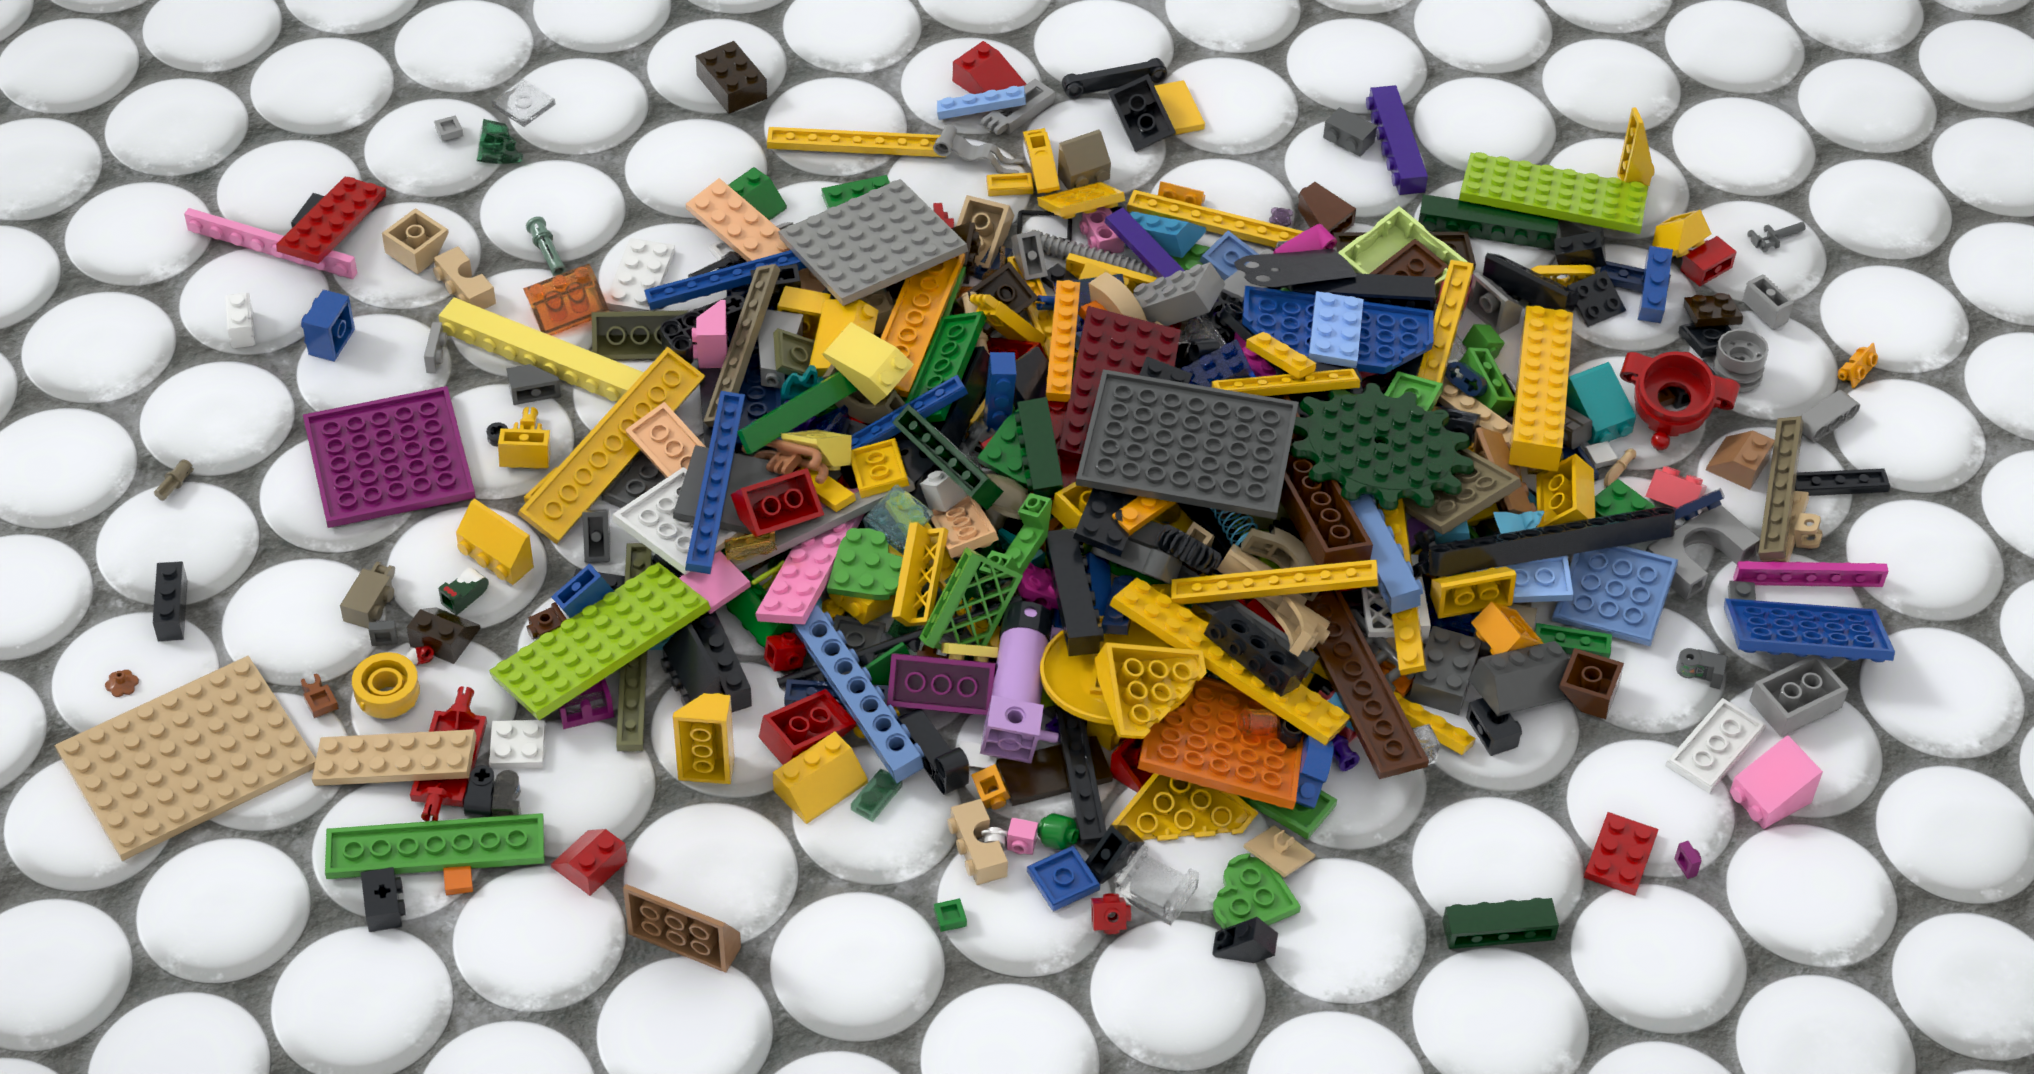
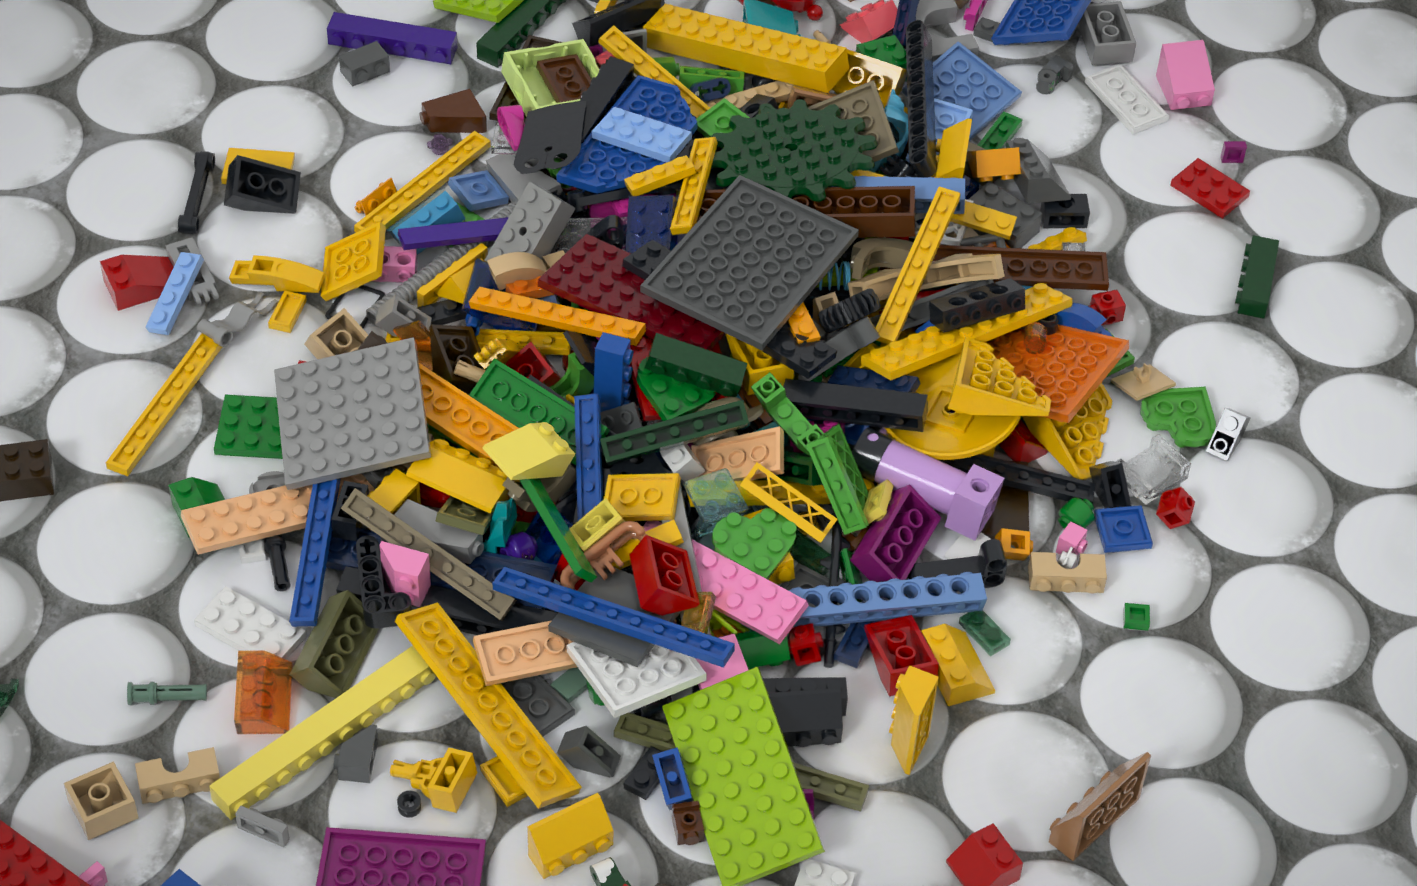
camera: 70 degrees left, 0 degrees up
(1083, 160) = (305, 242): dark tan slope -> none
(1365, 791) = (1109, 305): none -> red brick
(1591, 682) = (1054, 134): reddish brown slope -> none

